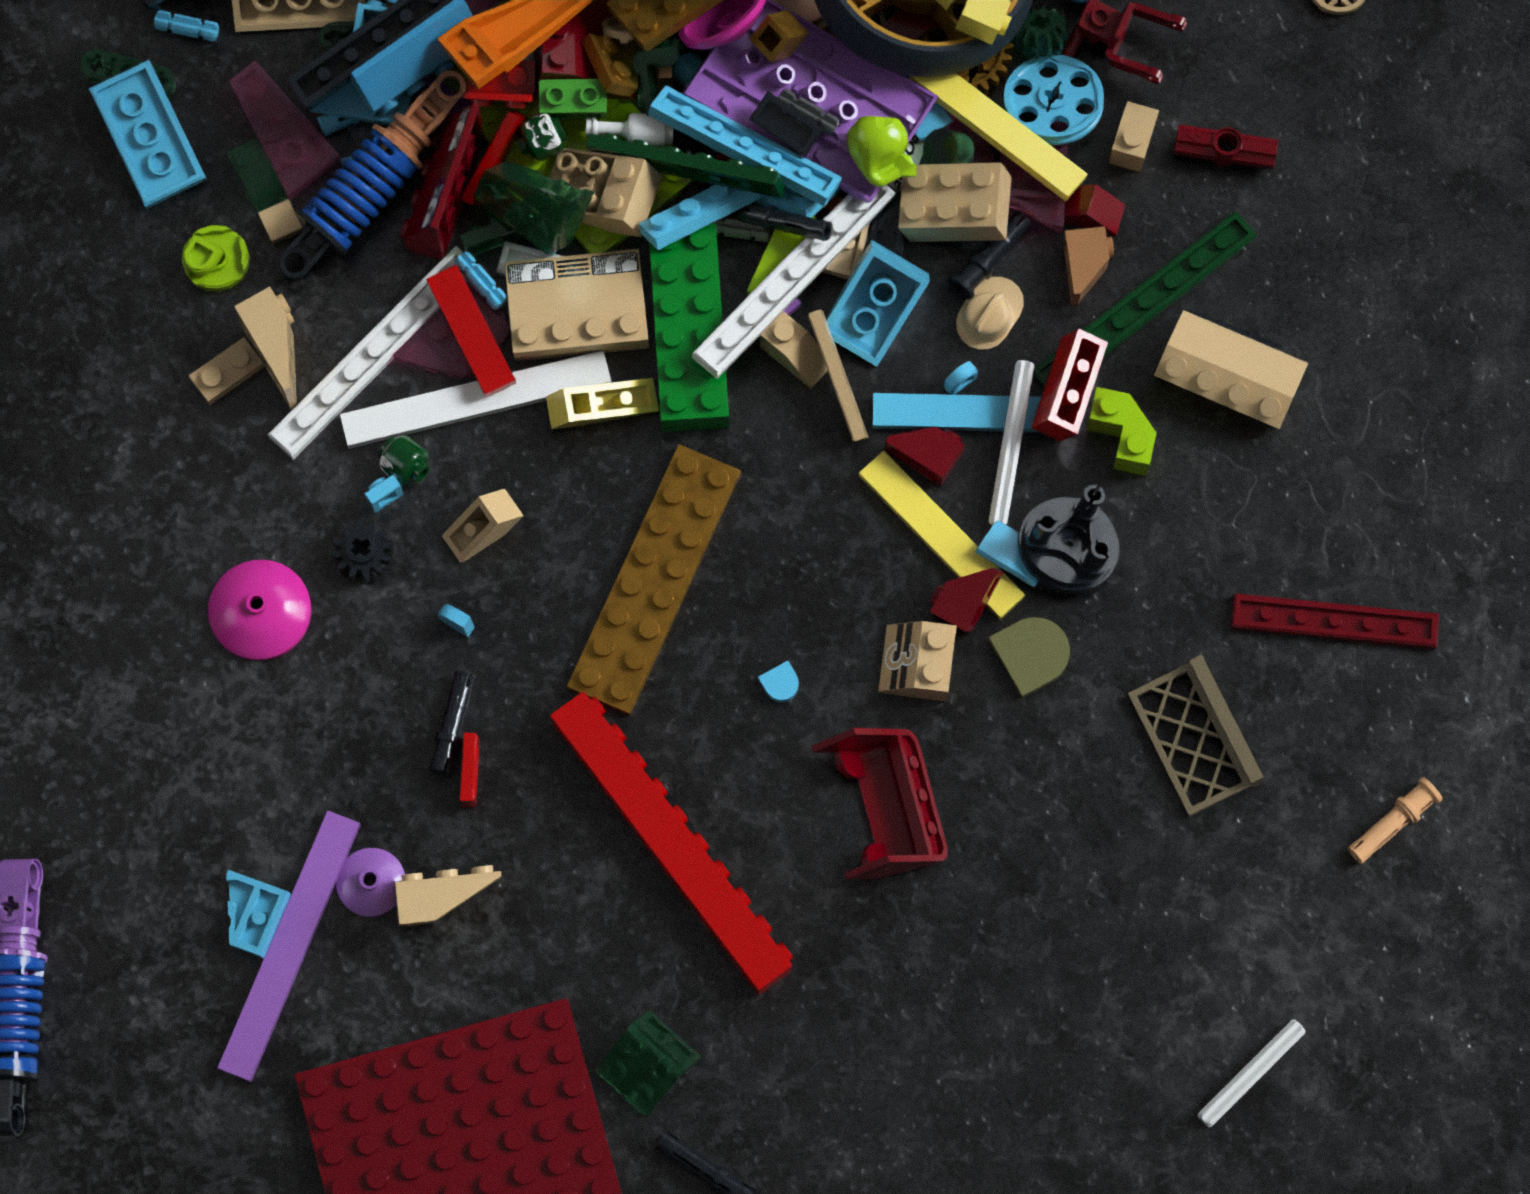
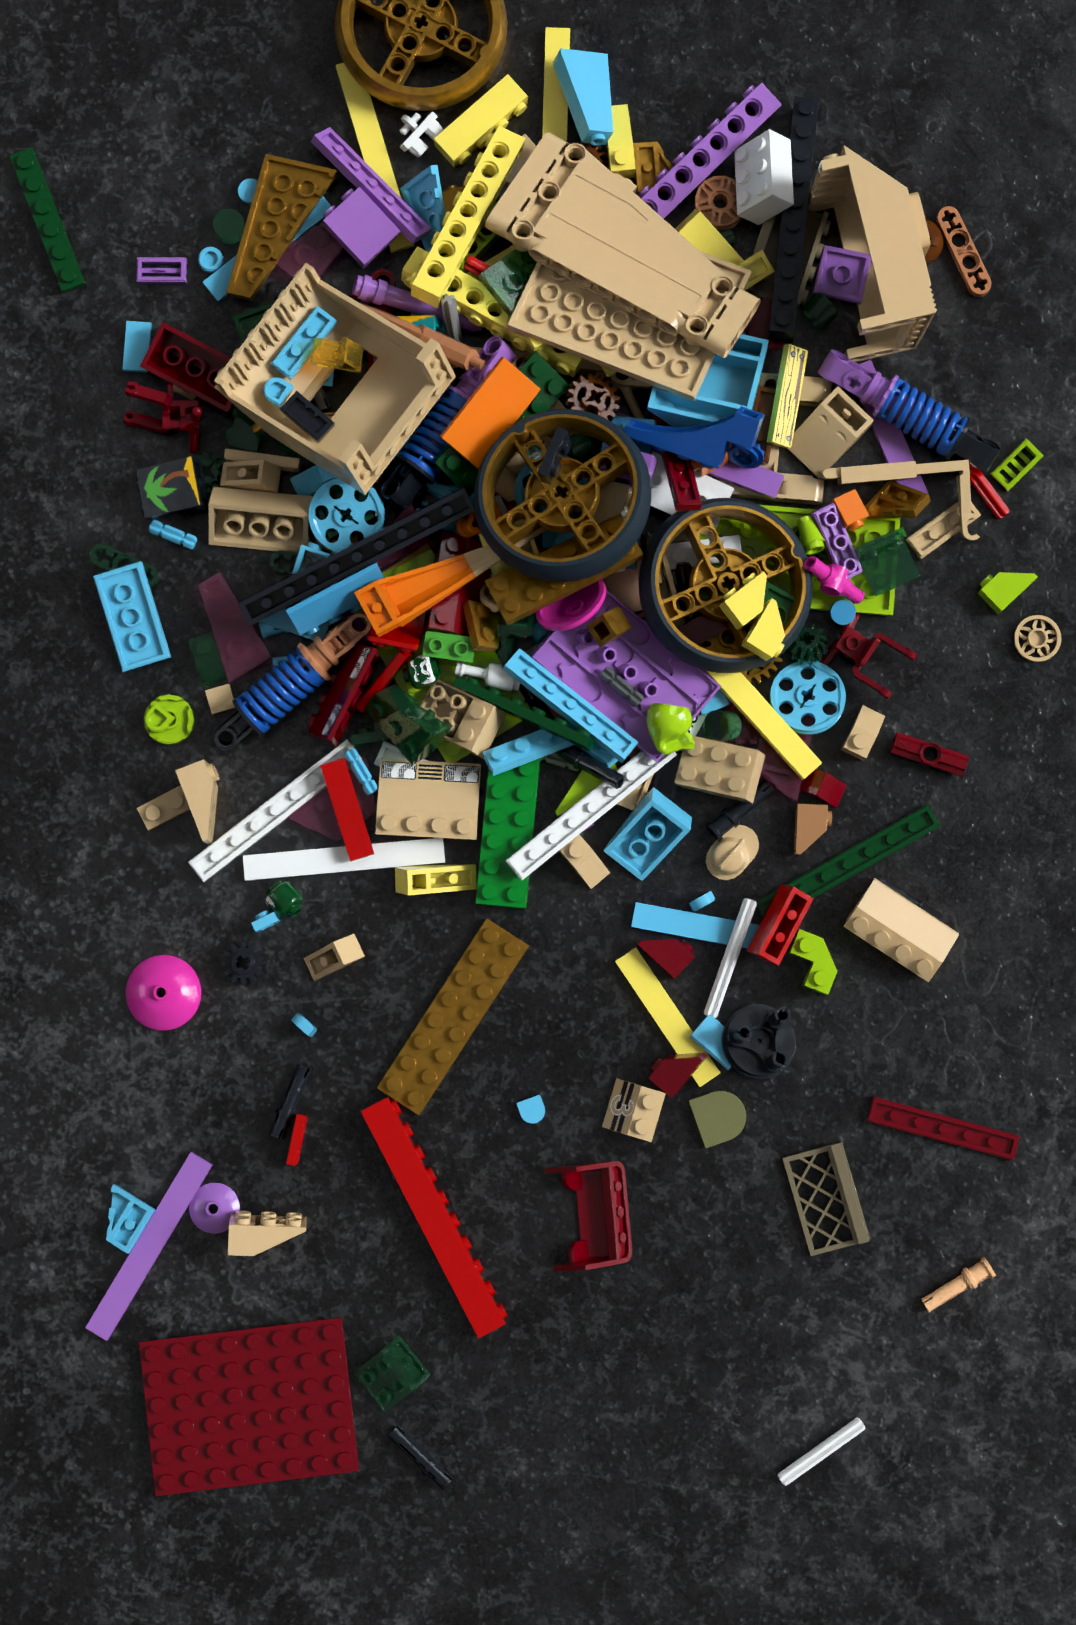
camera: 10 degrees right, 10 degrees up
(786, 124) = (603, 695): black plate -> none
(838, 376) = (611, 888): tan tile -> none

